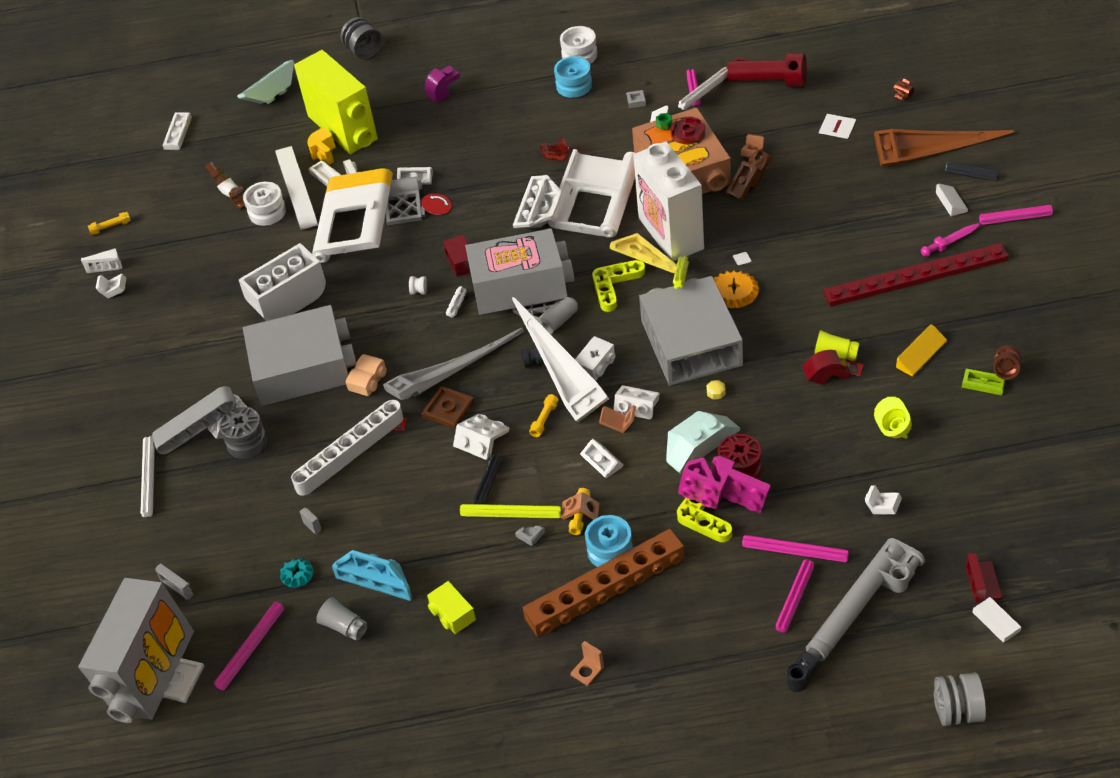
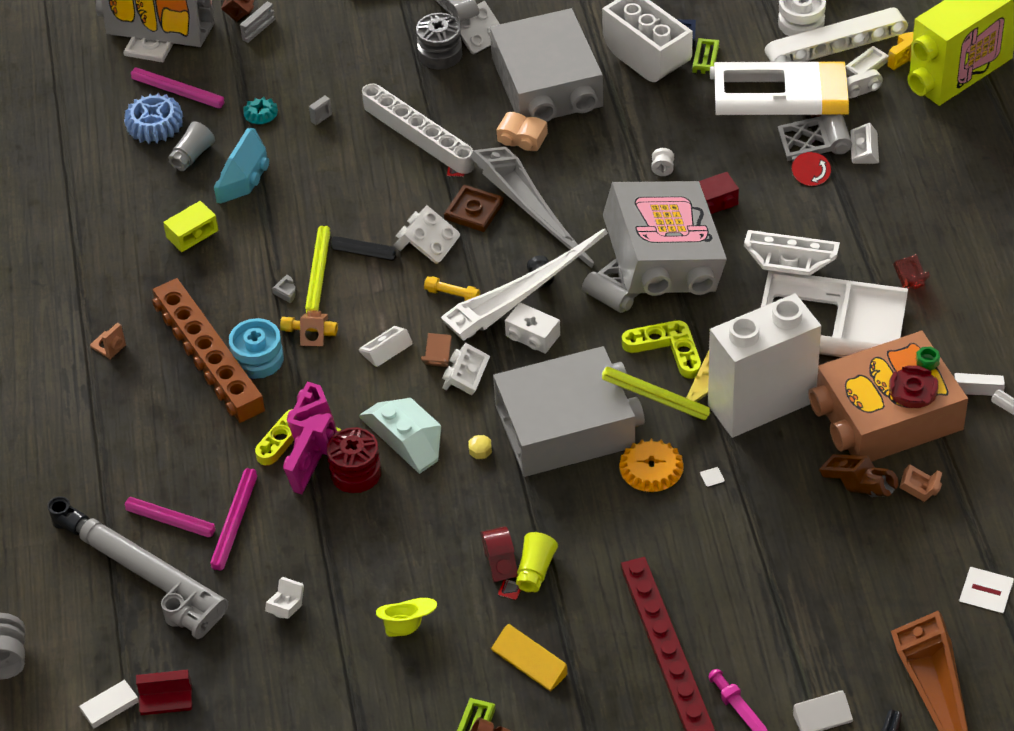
camera: 85 degrees right, 0 degrees up
(294, 651) = (153, 118): none -> light blue gear

